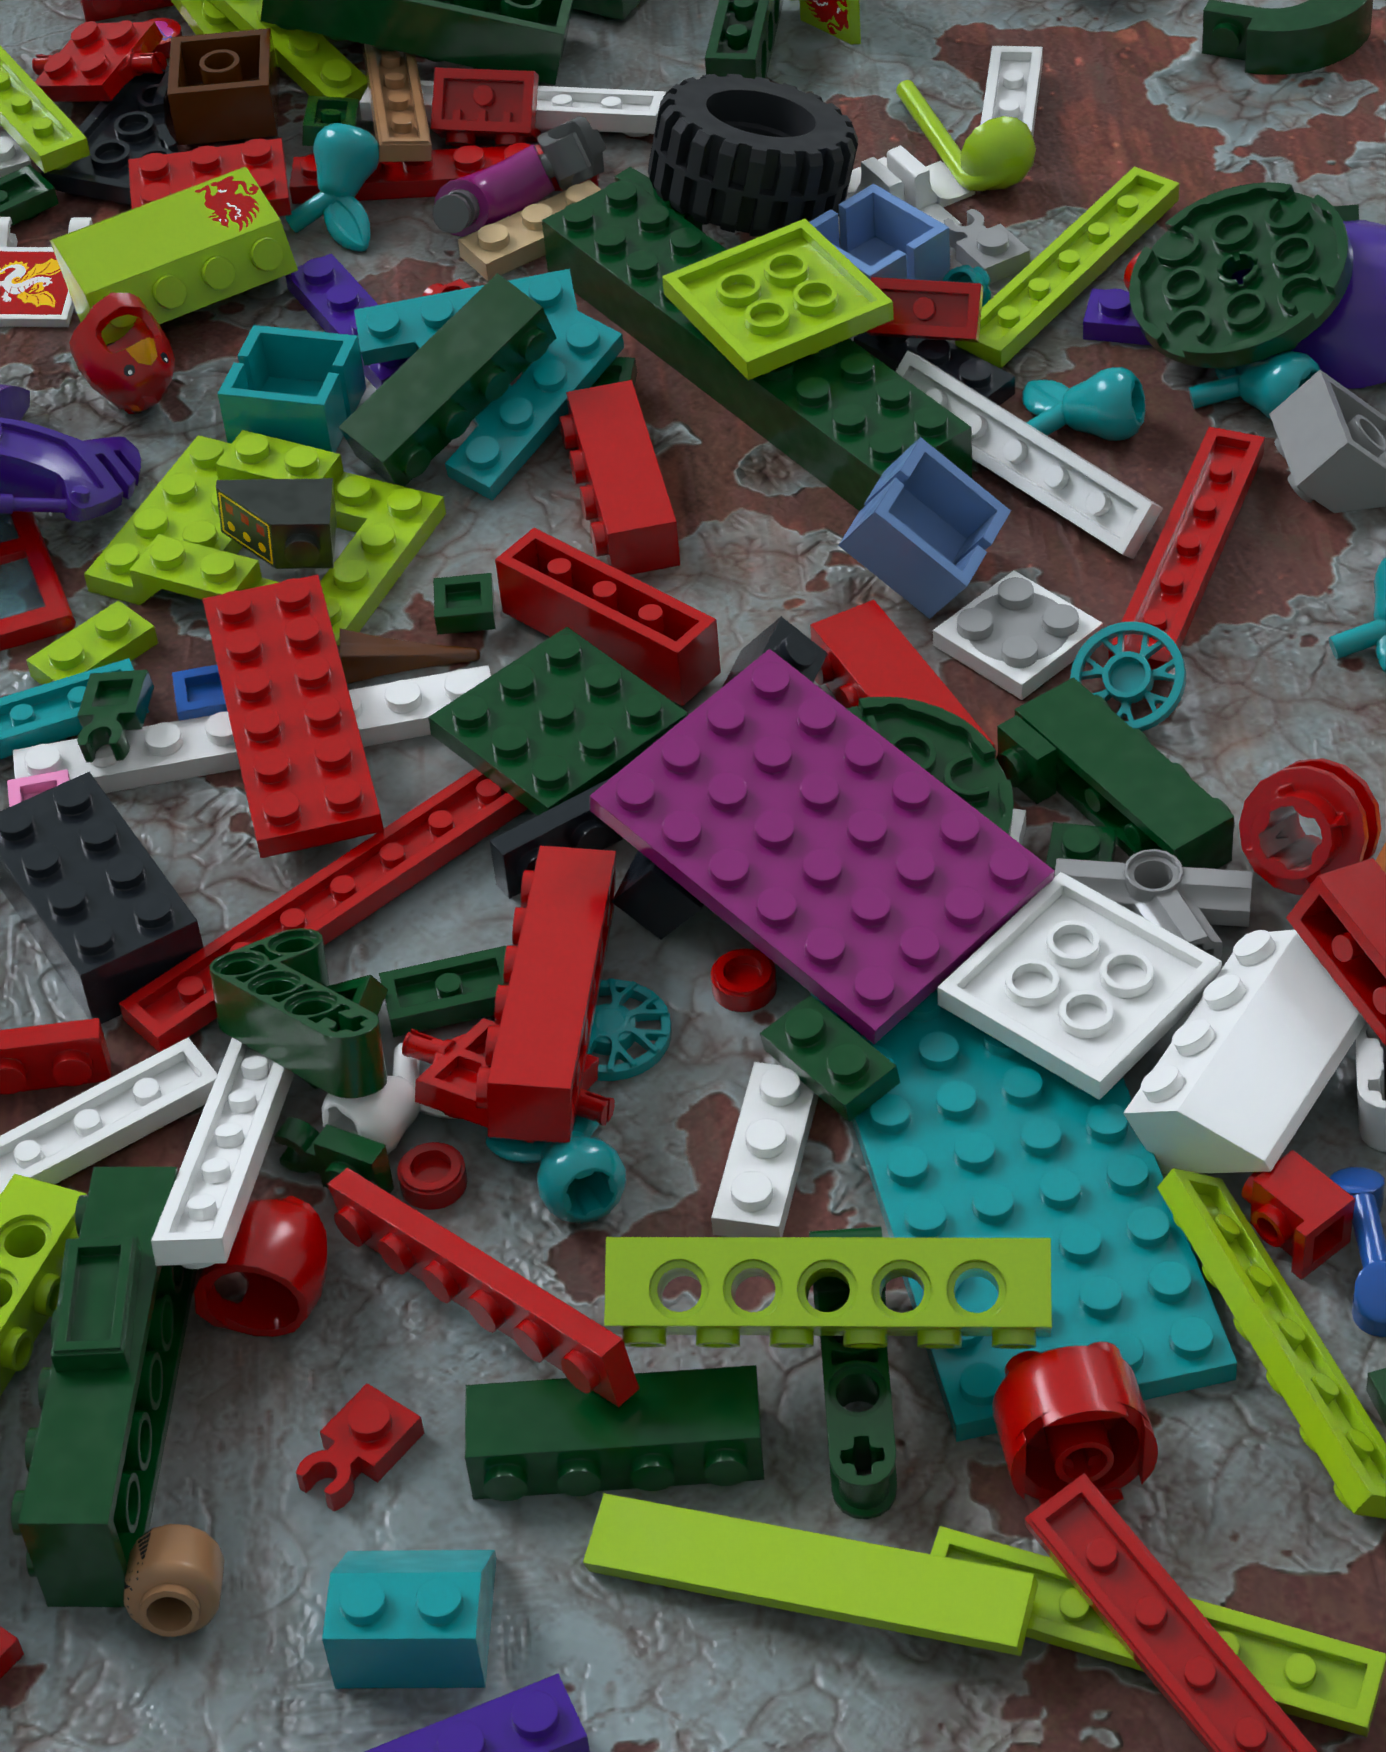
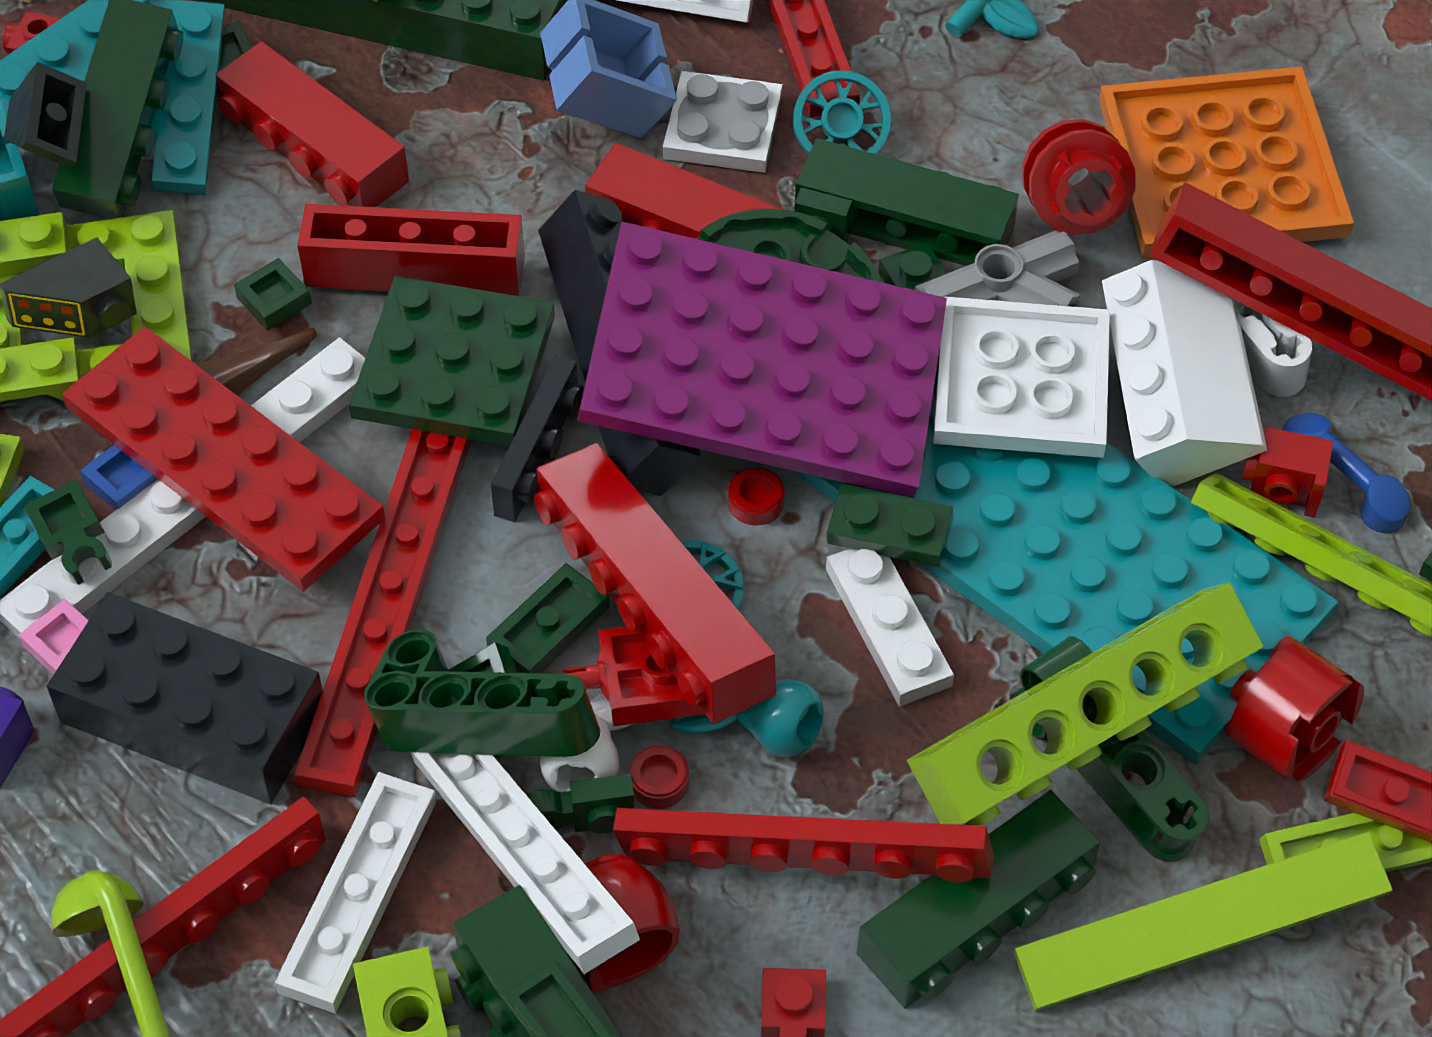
camera: 40 degrees left, 10 degrees up
(367, 356) = (47, 114): none -> pearl dark grey slope

